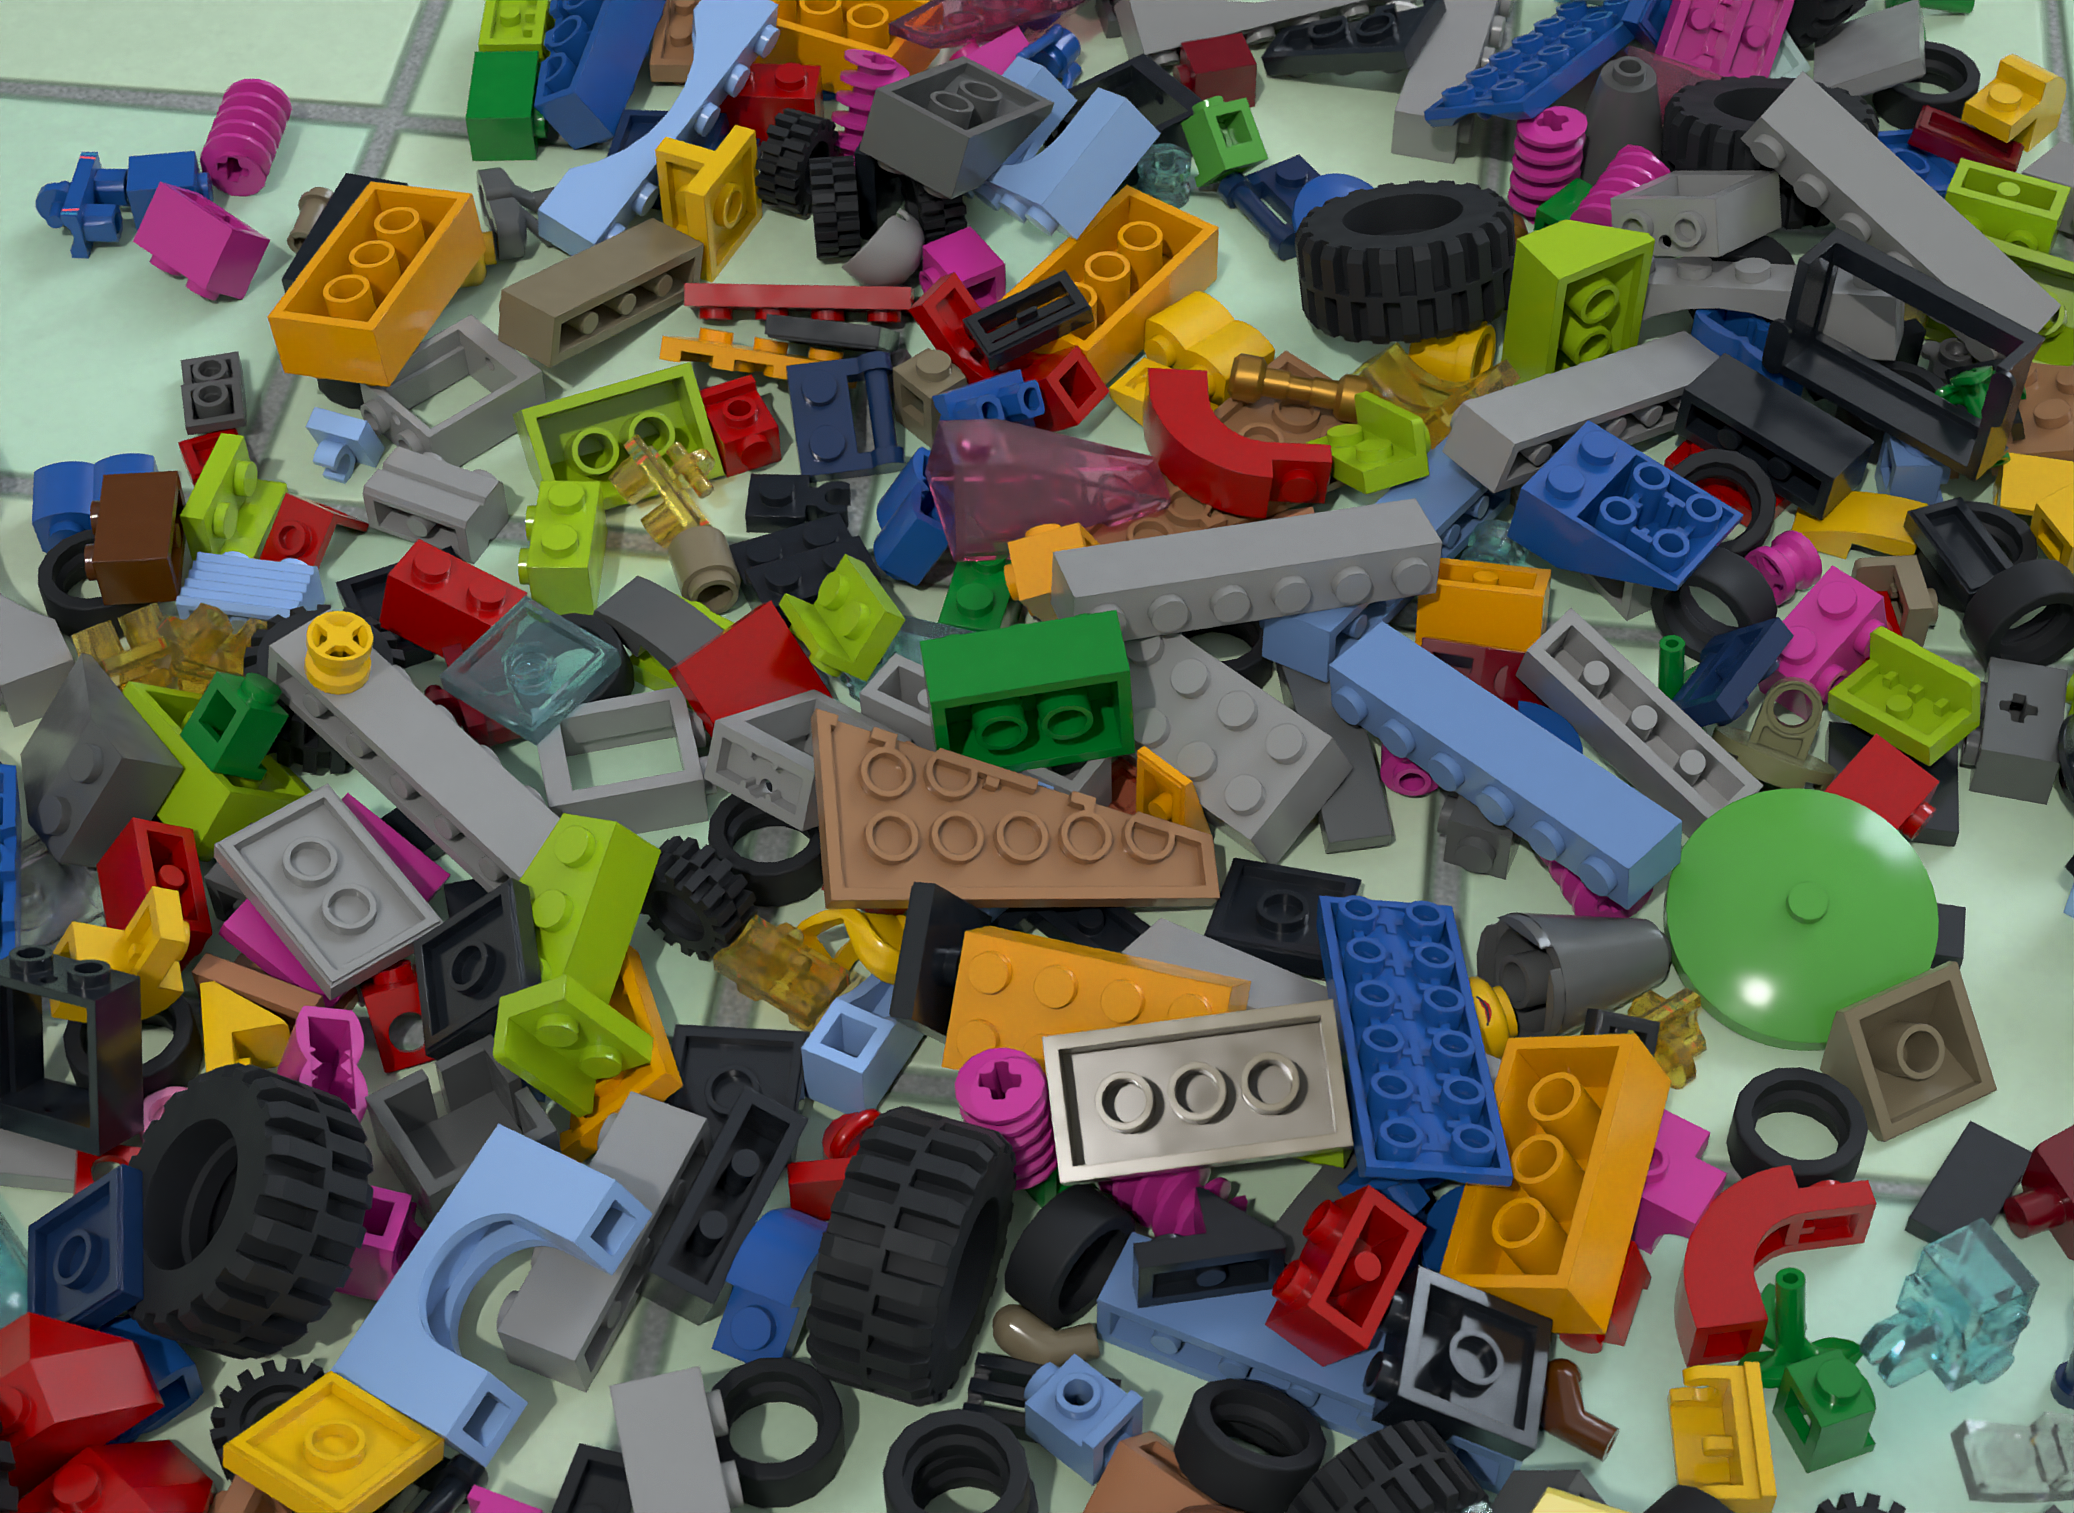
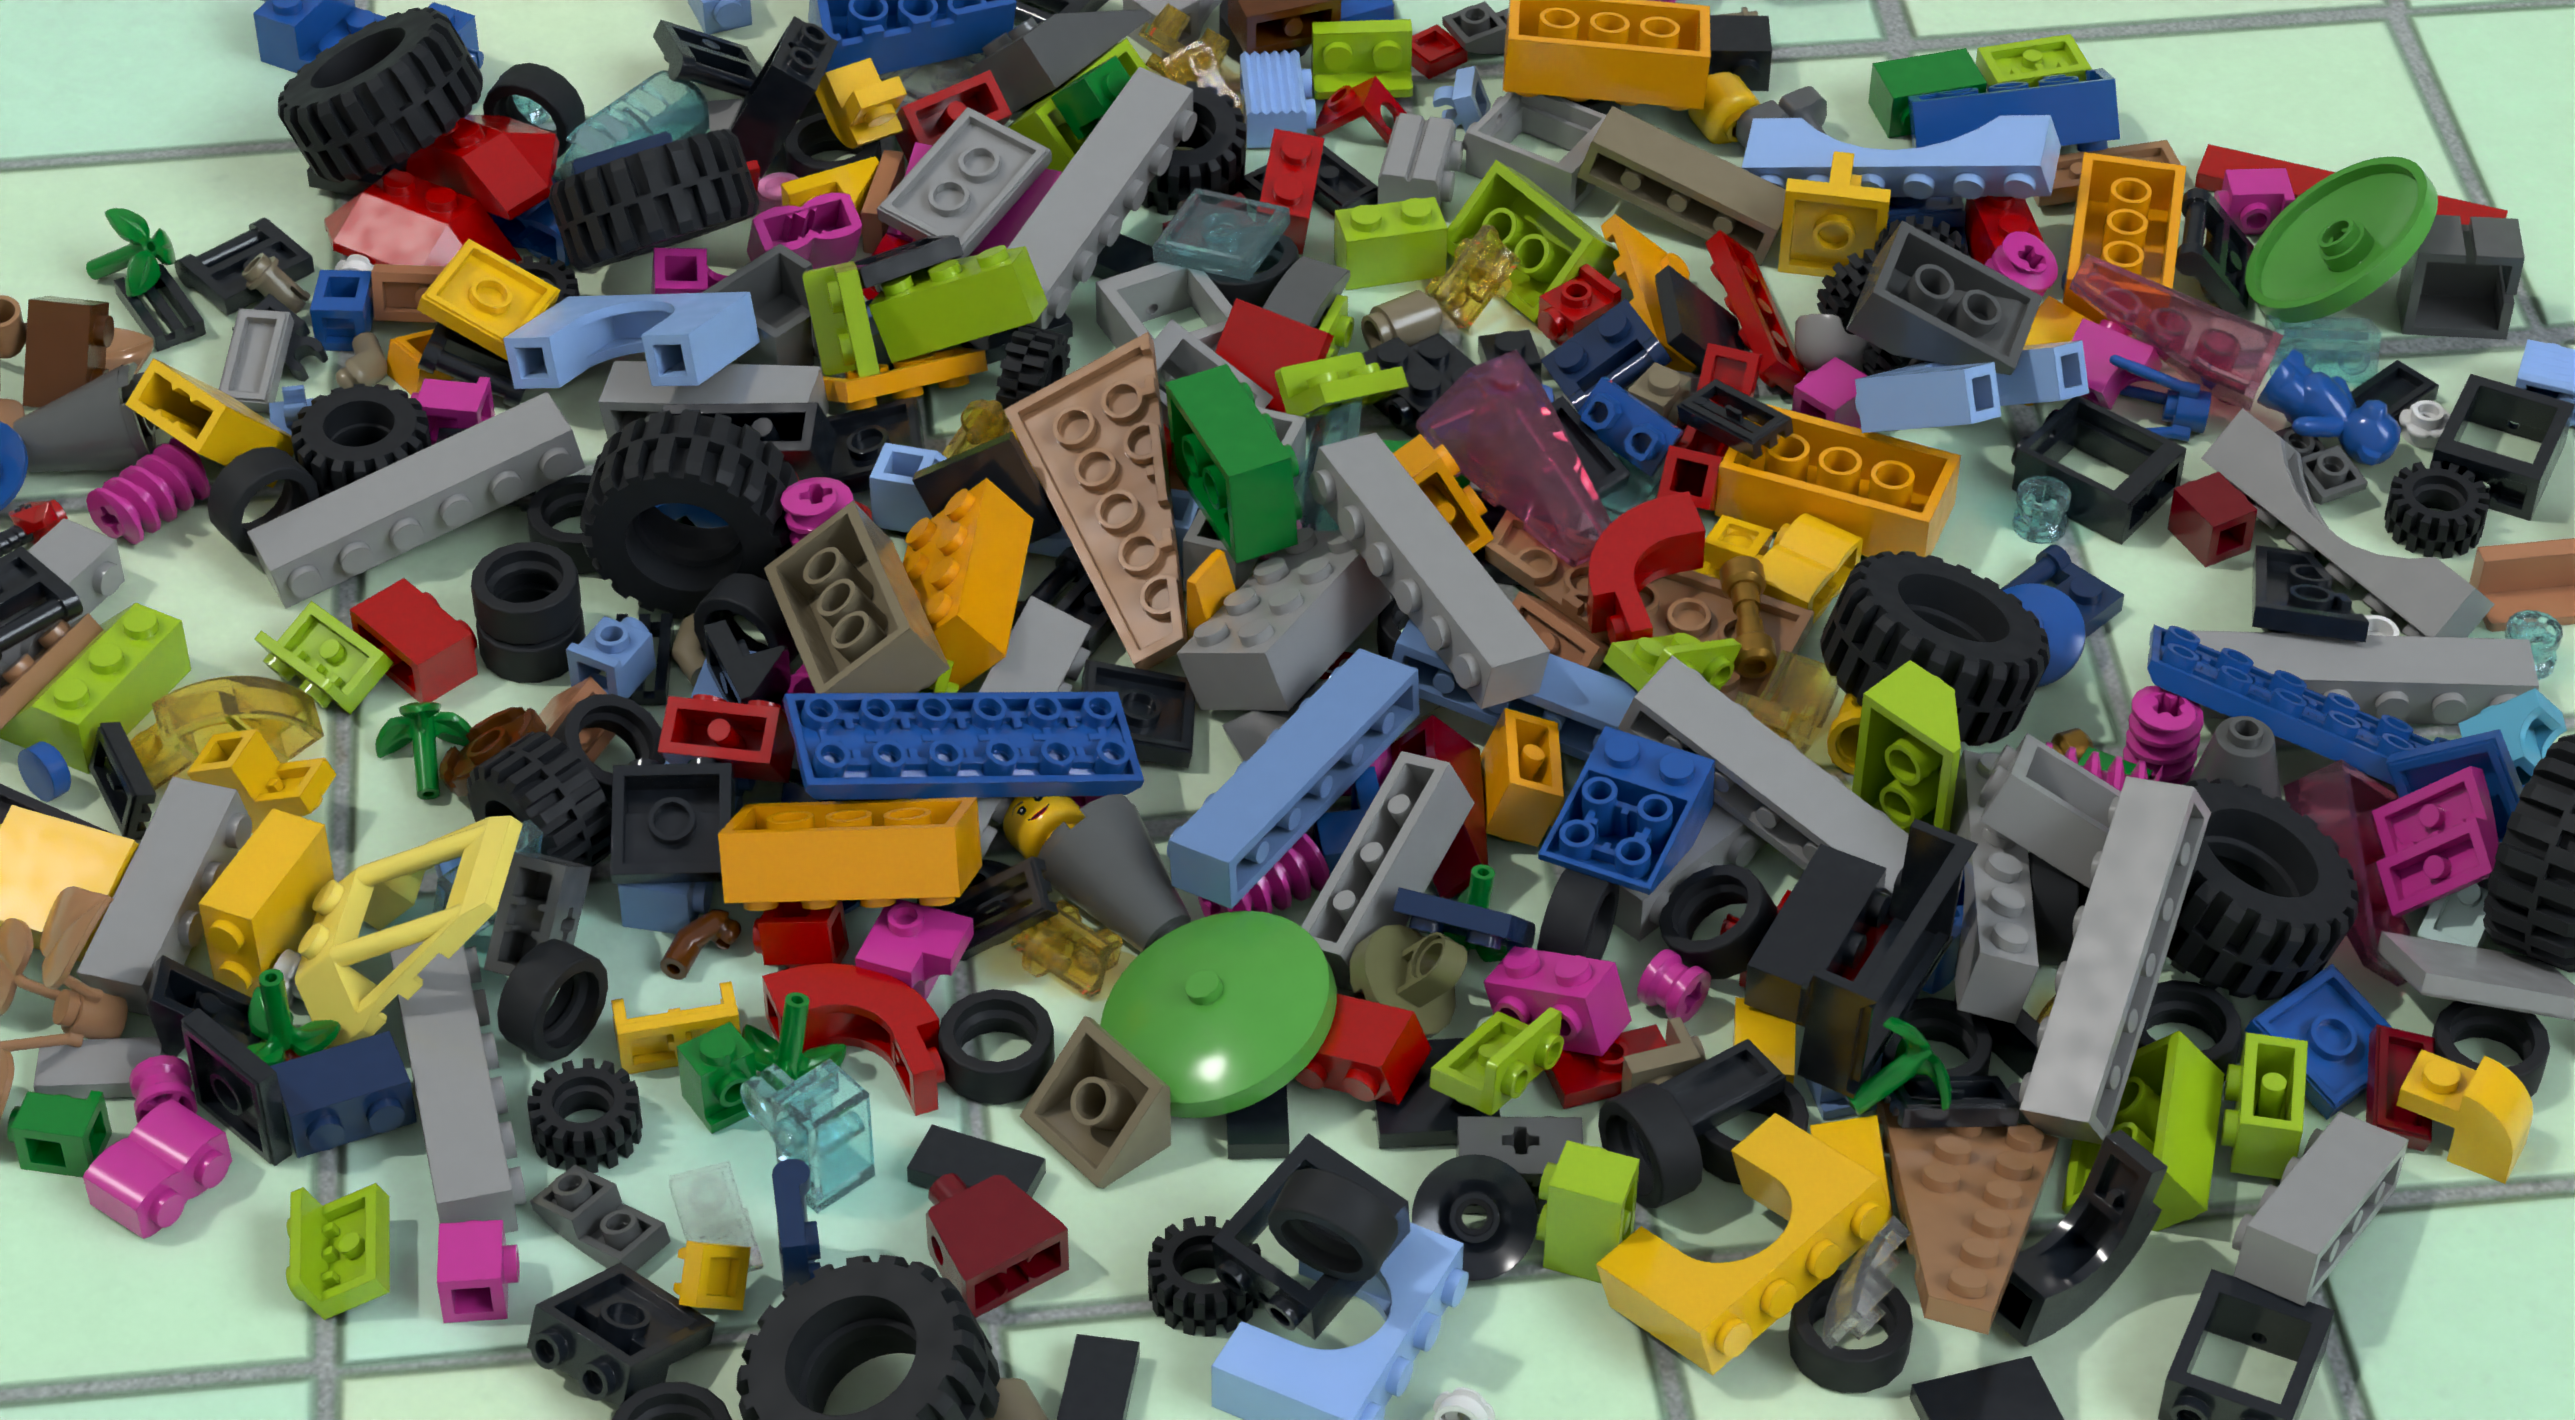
camera: 75 degrees right, 5 degrees down
(338, 652) = (1129, 85): yellow wheel -> none
(1223, 139) = (2067, 523): bright green brick -> none

